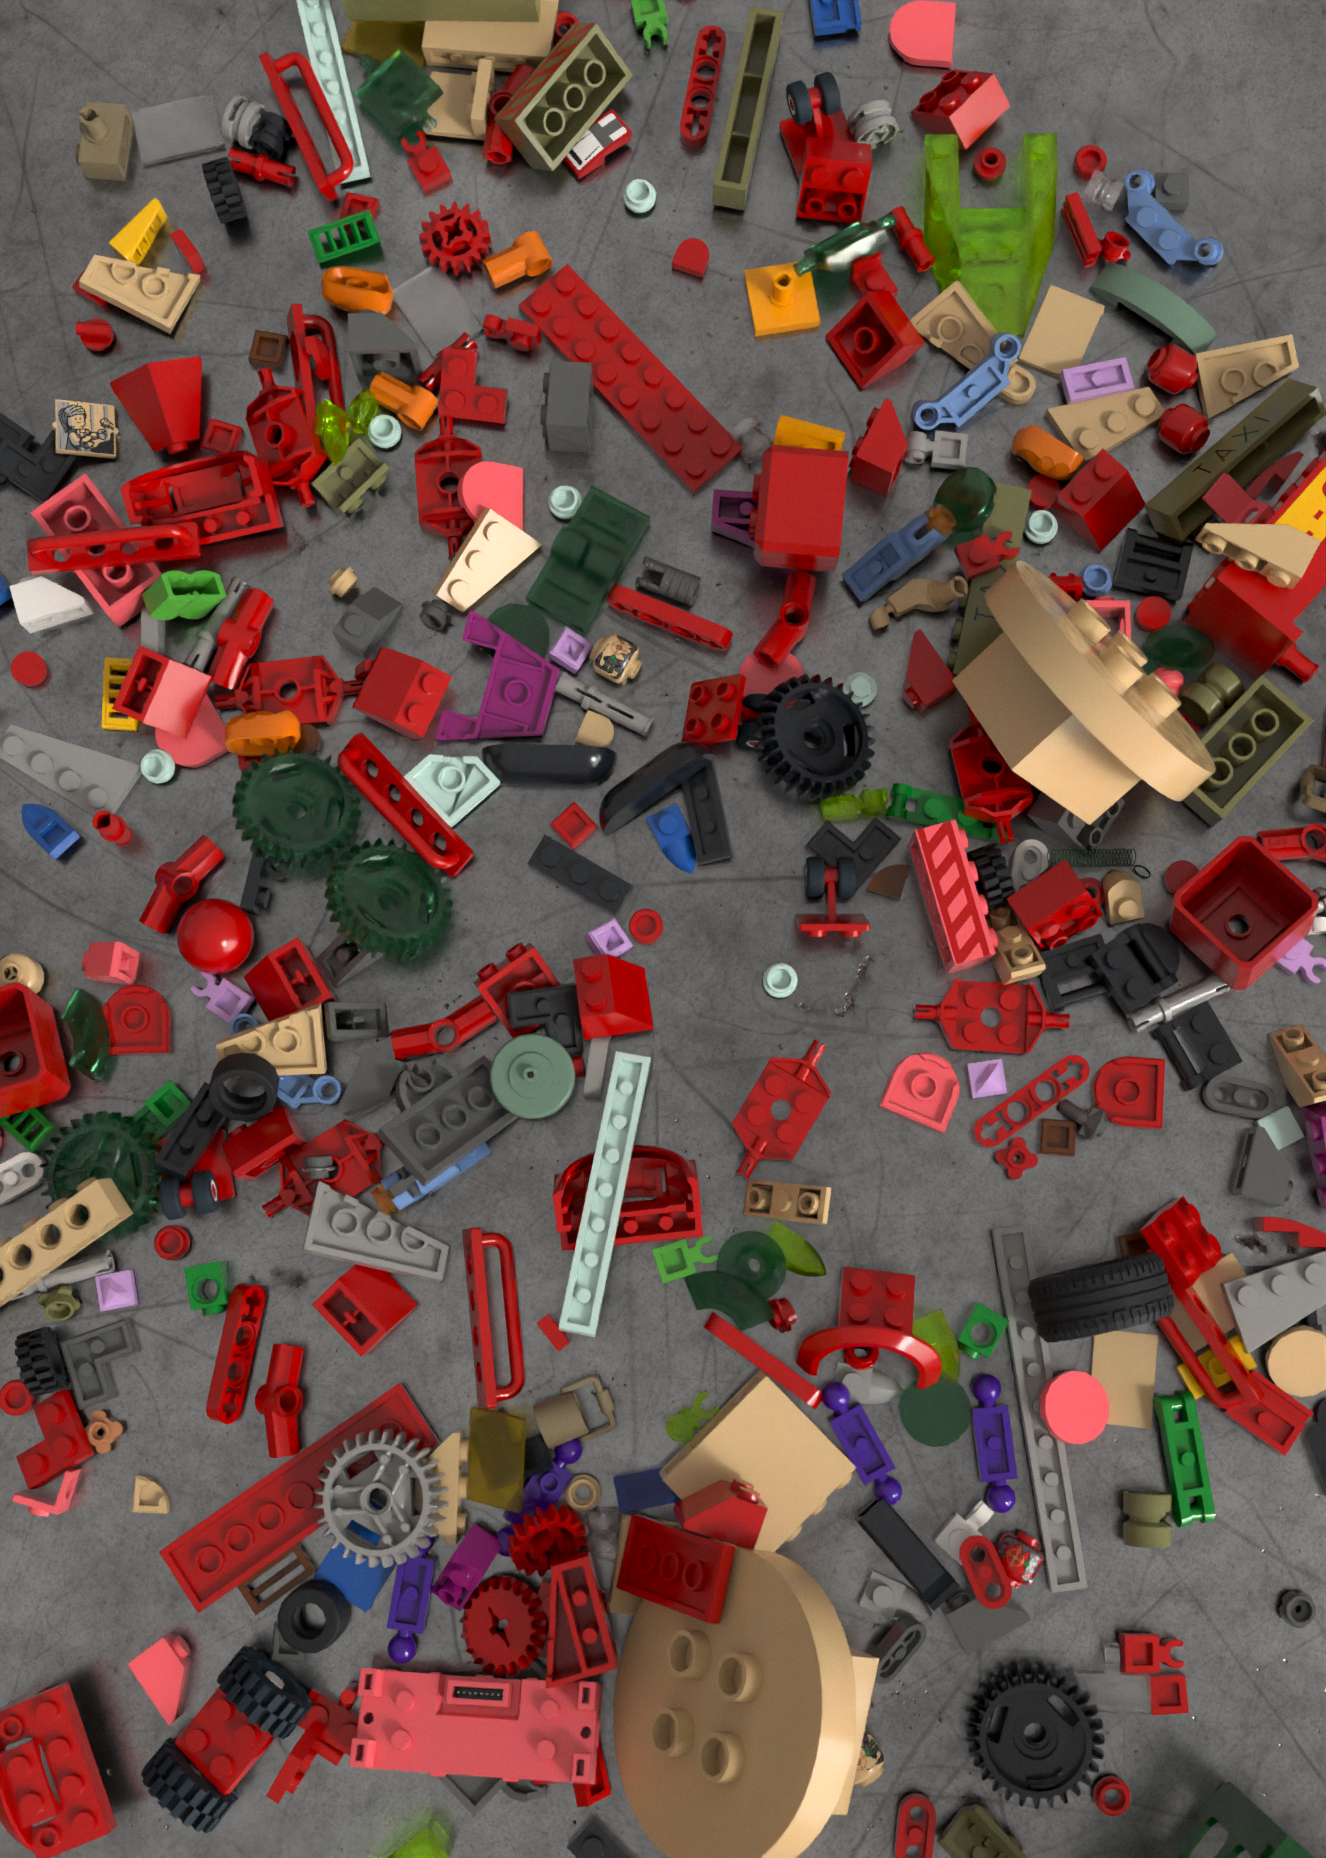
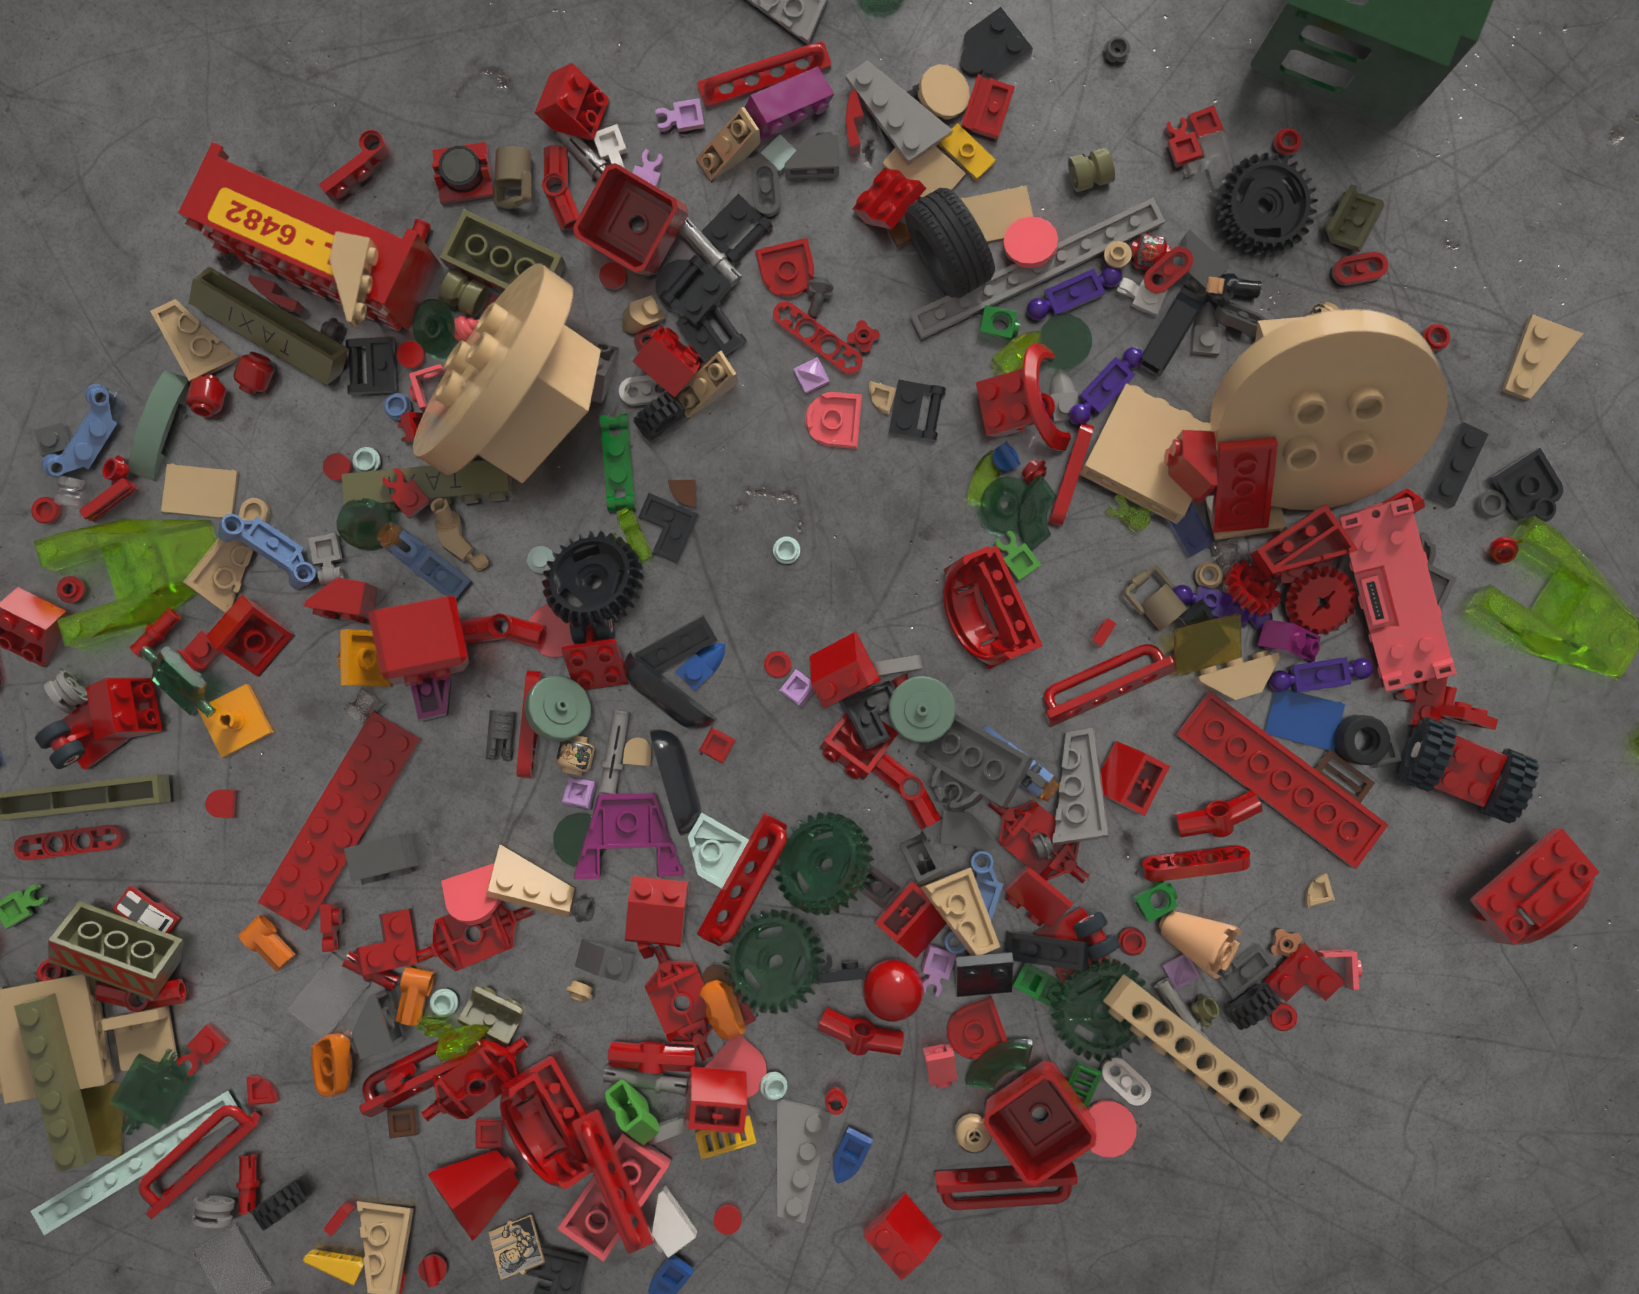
camera: 110 degrees left, 5 degrees up
(139, 1325) = (1203, 941): none -> light nougat cone
(165, 1674) = (1438, 834): coral slope -> none
(194, 1048) = (984, 974): none -> black plate
(244, 1107) = (988, 928): black tyre -> none
(272, 135) = (217, 1184): black wheel -> none
(360, 244) = (290, 1077): green slope -> none
(393, 1473) = (1245, 714): light grey gear -> none
(449, 227) = (260, 1011): red gear -> none
(564, 501) = (459, 837): light aqua plate -> none
(580, 875) = (754, 727): black plate -> none
(587, 559) = (500, 803): clear green plate -> none
(604, 1195) = (991, 625): light aqua plate -> none
(639, 196) = (181, 863): light aqua plate -> none
(675, 651) = (557, 708): none -> sand green wheel
(786, 1080) = (906, 514): red plate -> none
(787, 1202) = (951, 490): tan slope -> none
(810, 1285) = (1005, 457): none -> blue plate
(844, 880) = (732, 525): plate -> none
(909, 1184) = (907, 410): none -> black plate
(926, 675) = (514, 512): red slope -> none
(934, 1157) = (881, 396): none -> tan tile
(943, 1645) = (1228, 285): none -> black arm
(952, 897) = (685, 438): coral brick -> none
(986, 795) = (597, 438): red plate -> none
(1019, 1011) = (768, 363): red plate -> none
(1026, 1514) = (1117, 254): none -> tan plate
(1046, 453) = (307, 472): orange piece -> none
(1056, 1137) = (838, 312): reddish brown tile -> none
(1096, 380) = (233, 451): lavender plate -> none
(1099, 501) = (332, 420): red slope -> none
(1105, 420) = (265, 436): tan wing -> none
(1111, 856) = (623, 339): dark green piece -> none
(1184, 1458) = (1039, 155): green plate -> none
(1232, 502) = (308, 314): coral bracket -> none
(1247, 1390) = (977, 124): red piece -> none

